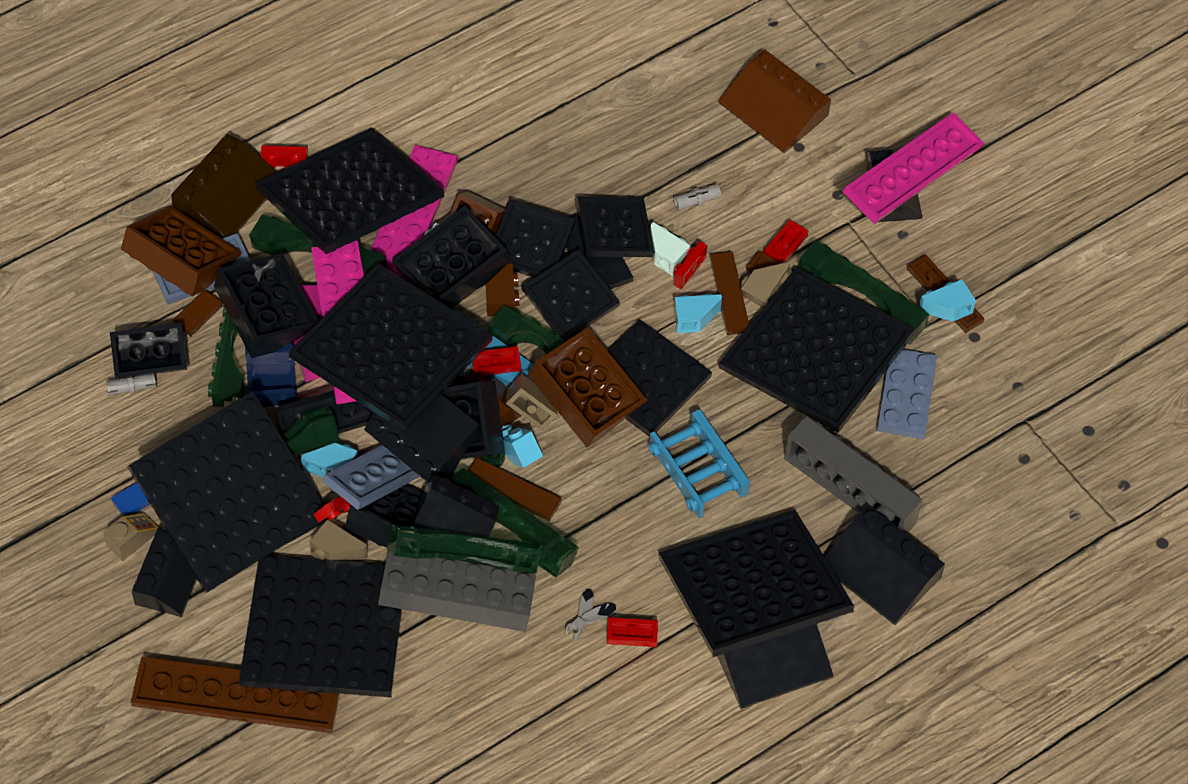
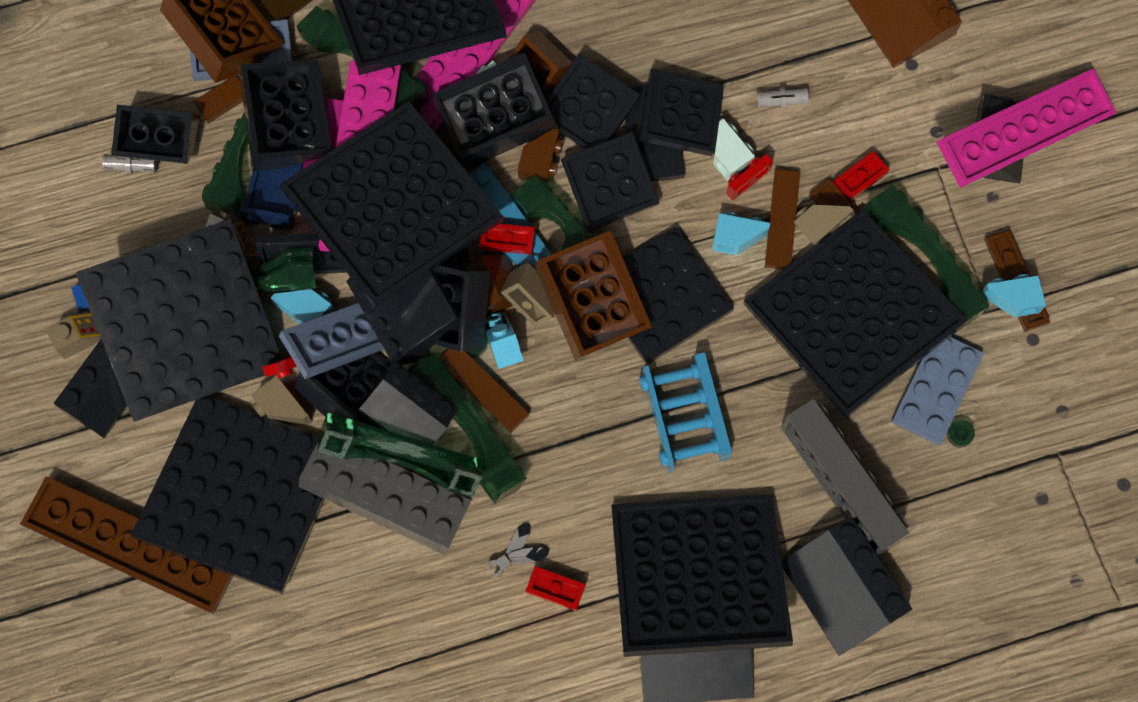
camera: 20 degrees right, 15 degrees up
(938, 424) = (960, 433): none -> clear green tile

